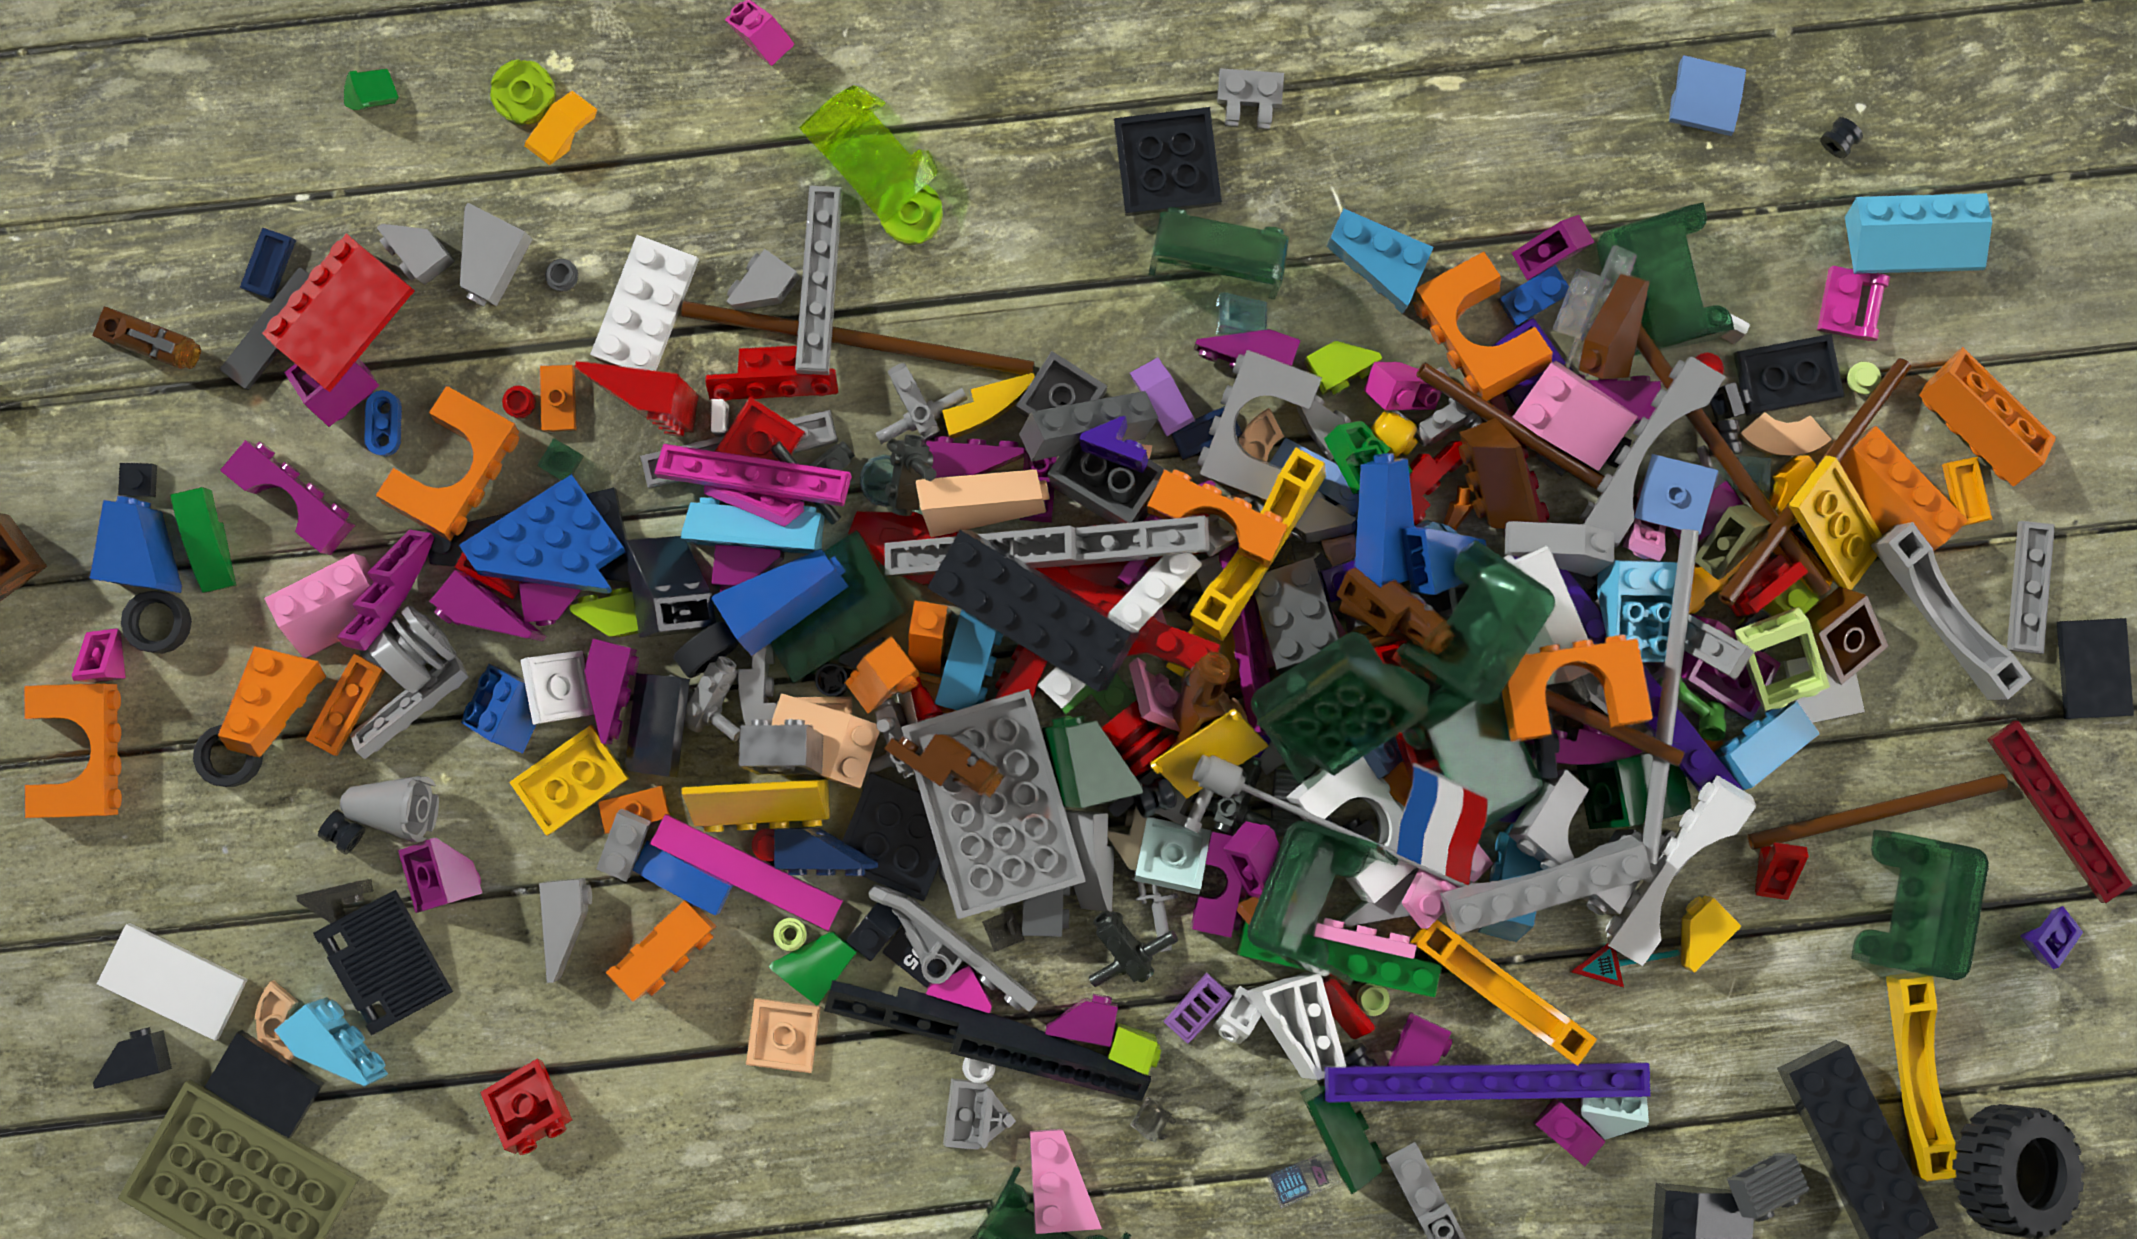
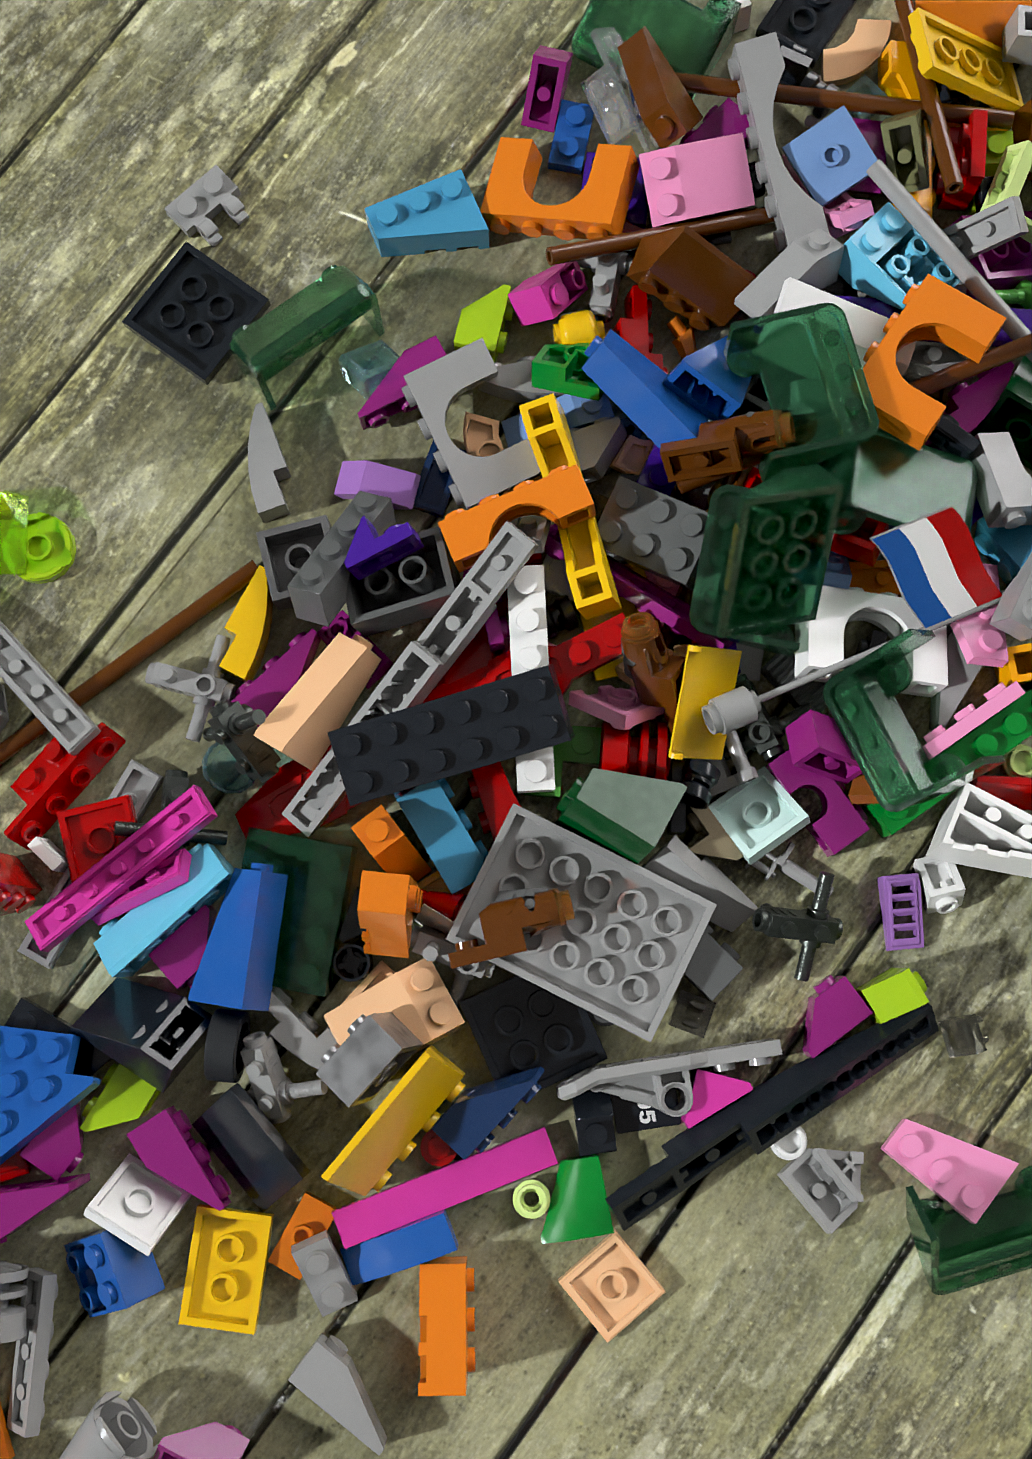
camera: 45 degrees left, 5 degrees down
(1105, 311) = (266, 467): none -> light grey slope

